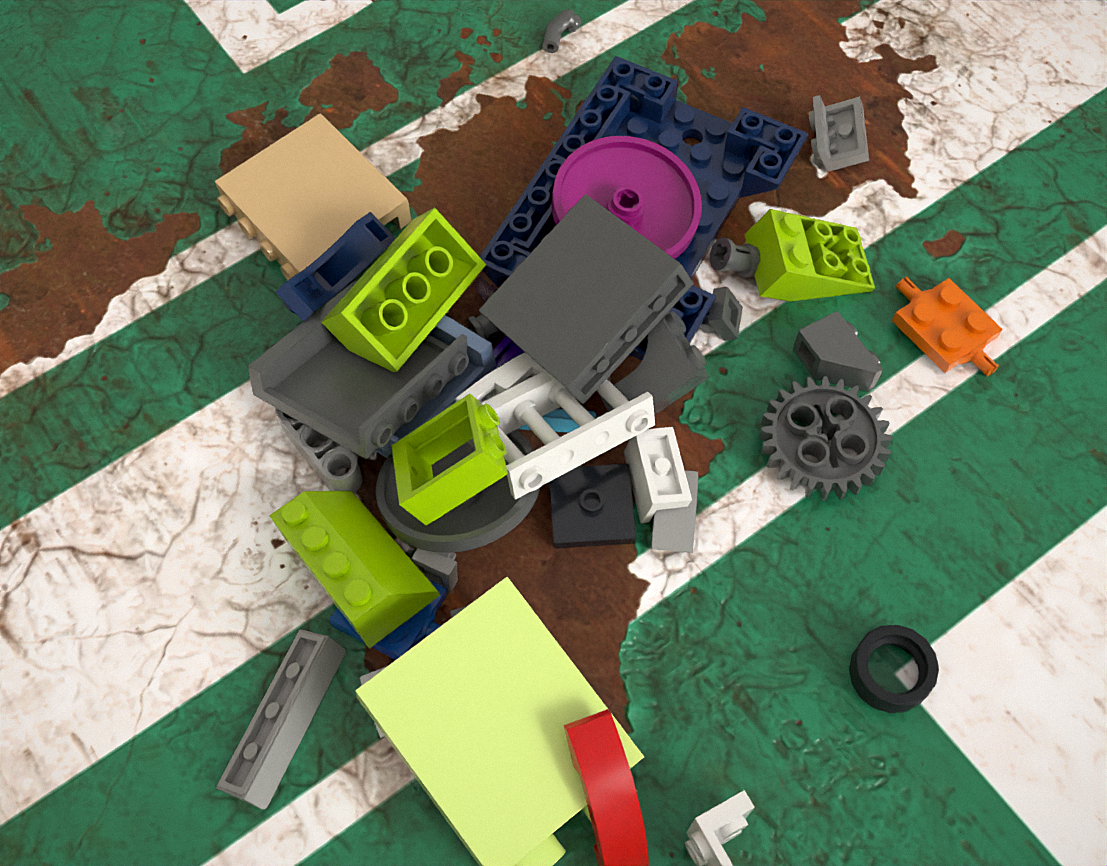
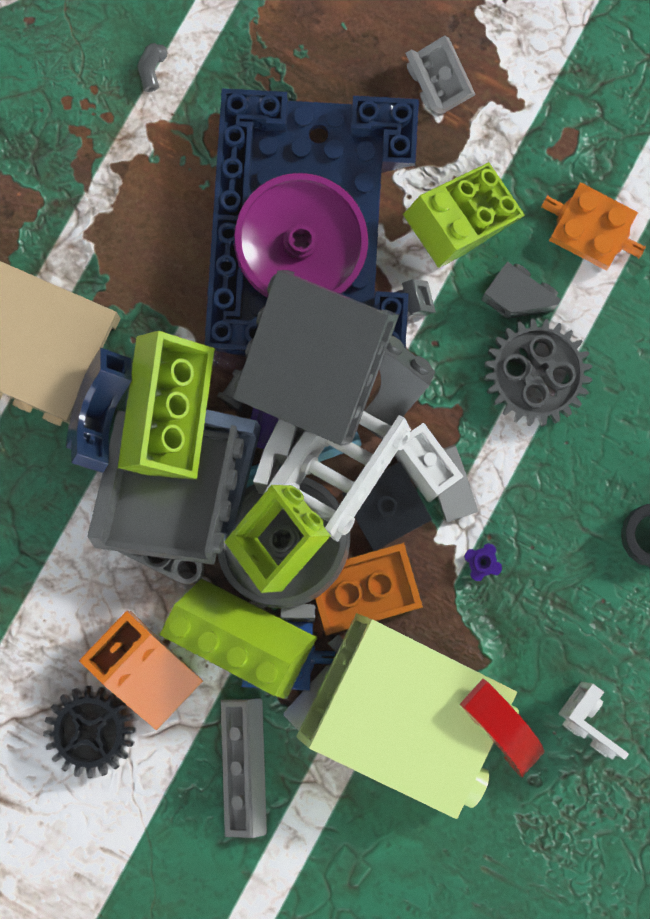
camera: 25 degrees left, 20 degrees up
(118, 580) = (98, 744): none -> black gear
(229, 549) = (141, 670): none -> orange slope
(544, 571) = (372, 586): none -> orange plate
(665, 619) = (474, 557): none -> dark purple plate
(734, 257) = (403, 241): dark grey bush -> none

